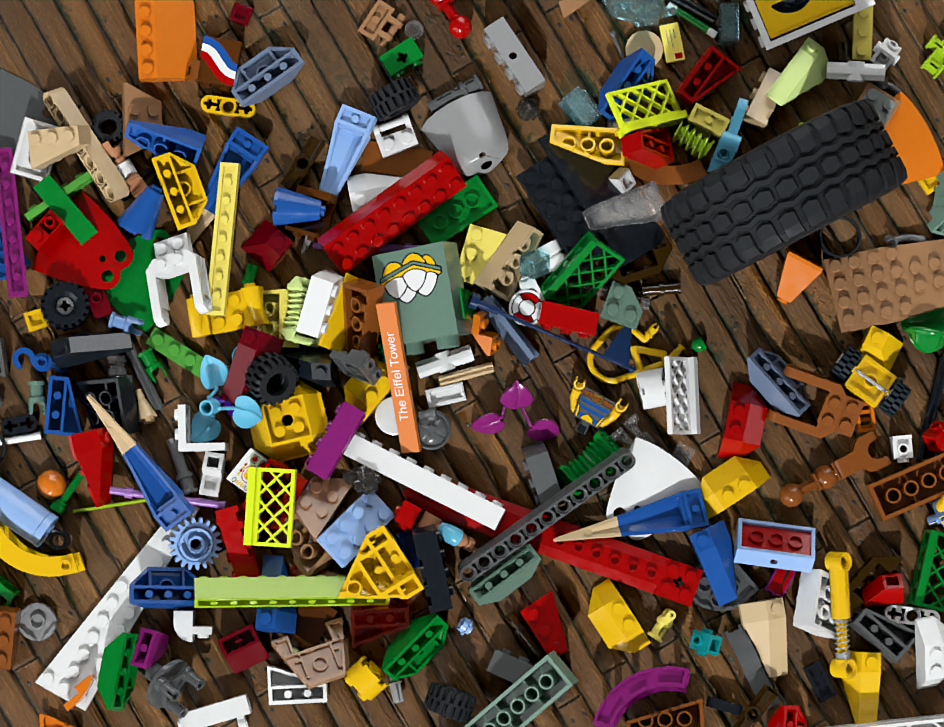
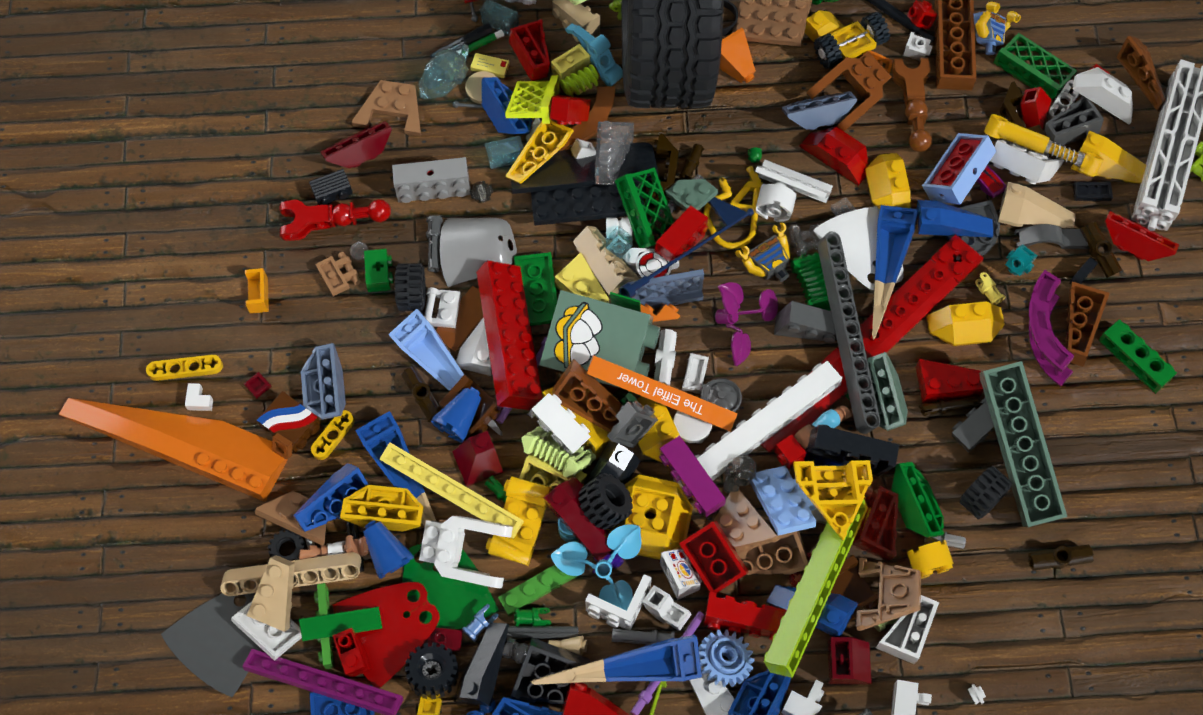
camera: 65 degrees left, 20 degrees down
(254, 509) = (718, 575): neon yellow fence -> none
(465, 626) = (917, 452): light blue plate -> none
(466, 374) = (685, 347): tan axle -> none

